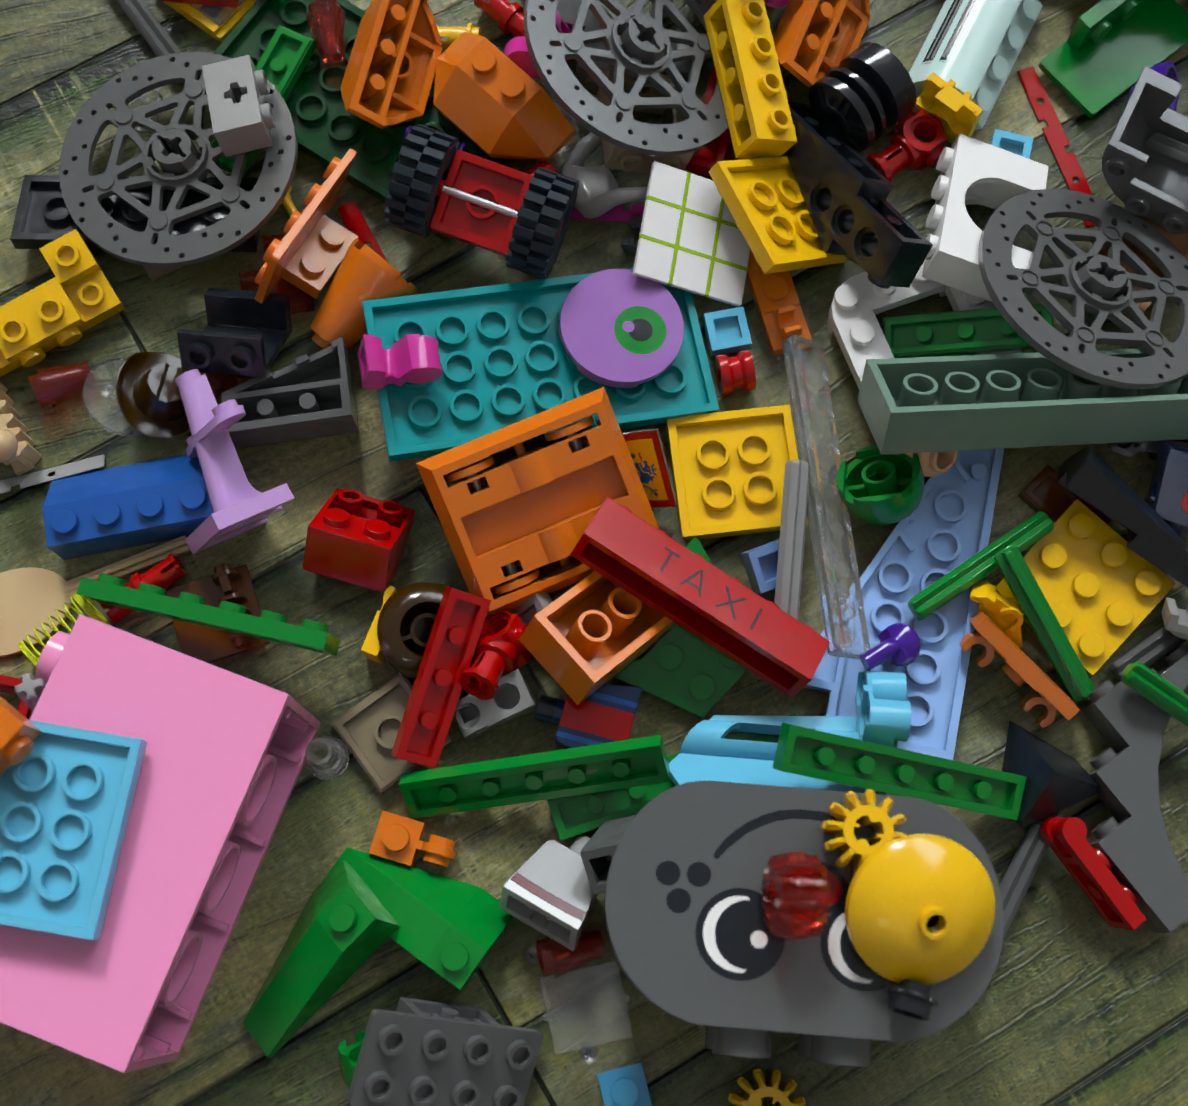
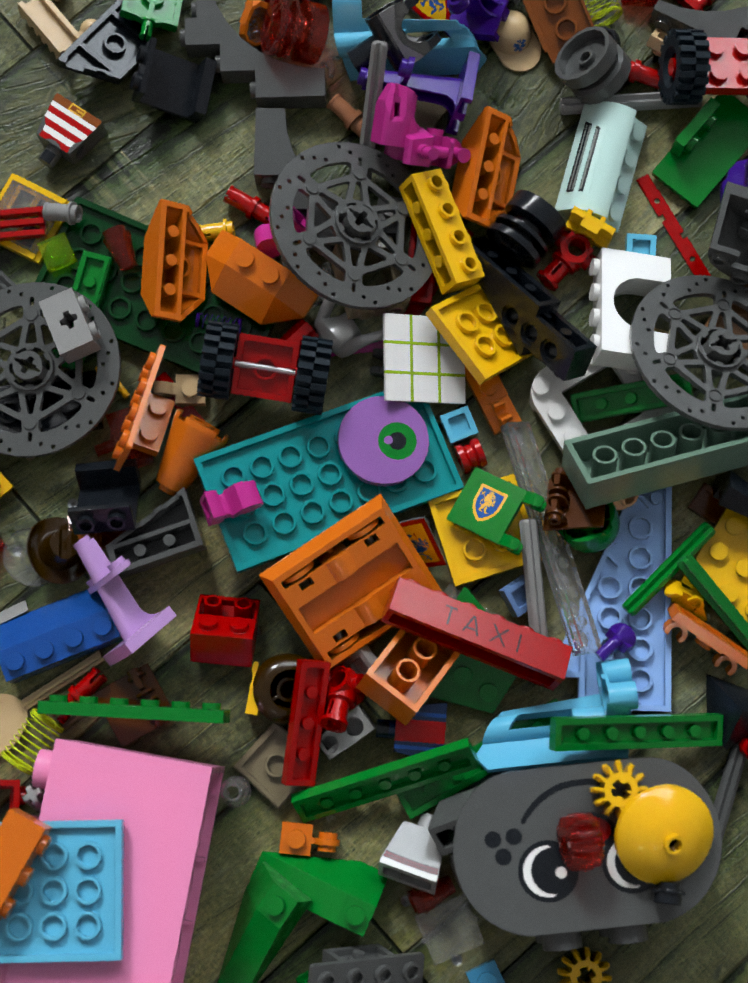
camera: 10 degrees left, 5 degrees up
(245, 25) = (57, 252): none -> clear neon green plate
(369, 225) = (183, 390): none -> tan plate
(750, 437) = (490, 506): none -> green flag
(854, 455) = (565, 508): none -> reddish brown hinge

